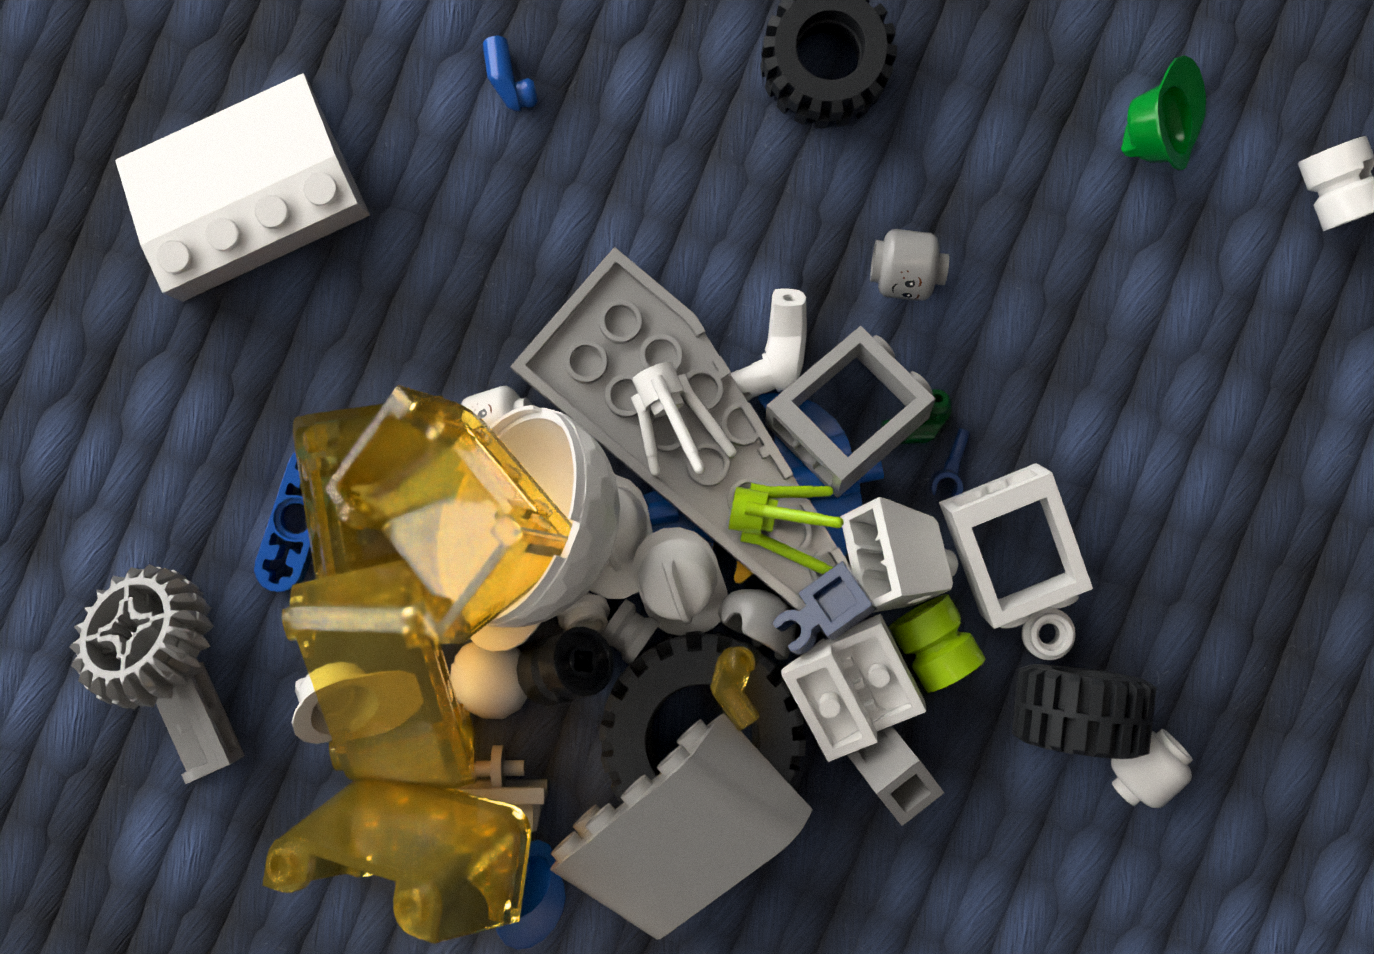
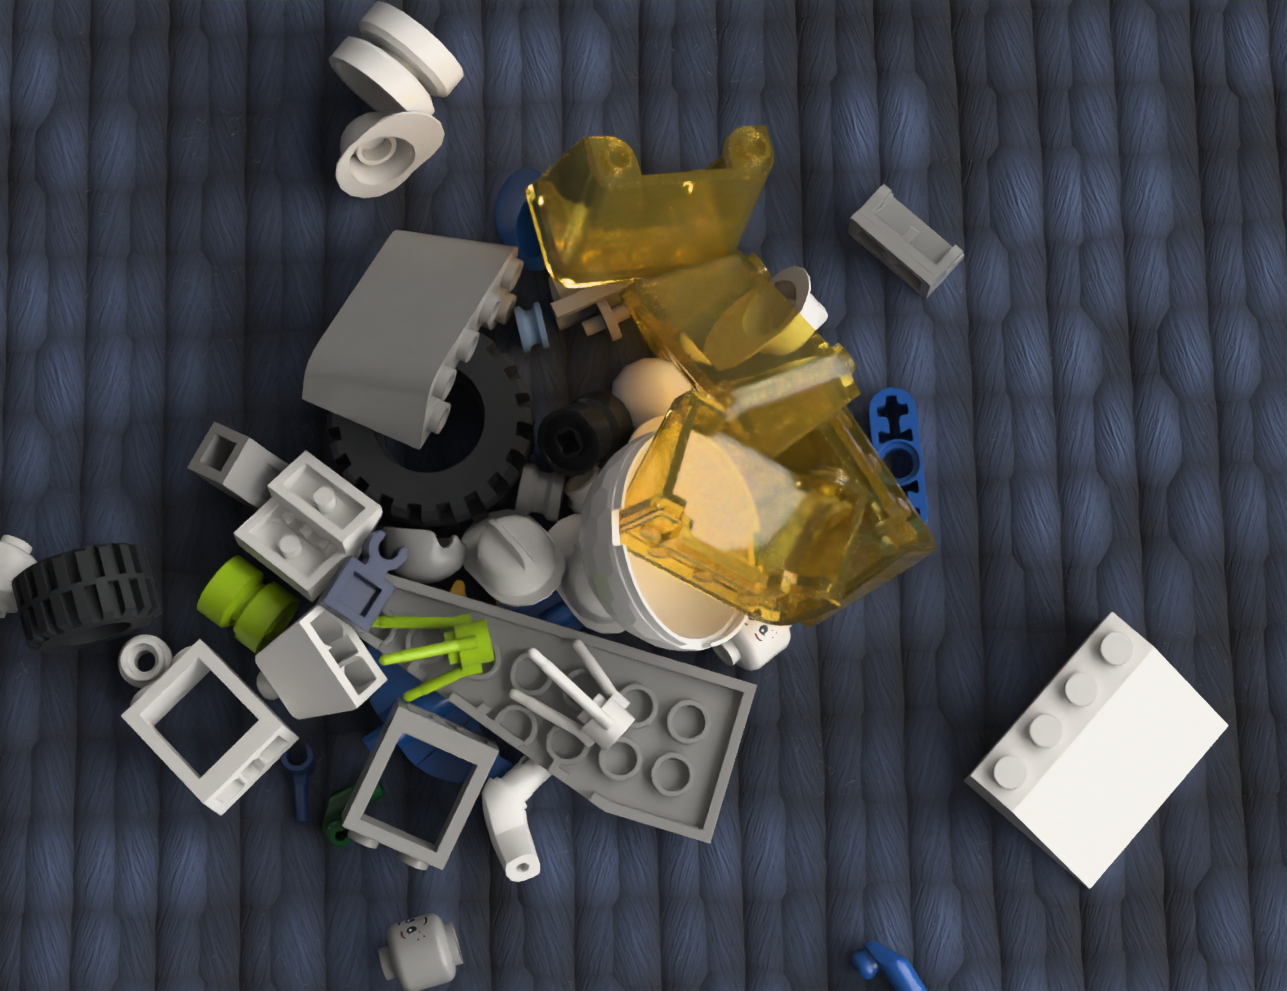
camera: 165 degrees right, 10 degrees down
(131, 648) = (967, 289): light grey gear -> none
(571, 791) = (531, 327): none -> medium blue bush
(730, 683) = (423, 474): clear yellow arm -> none

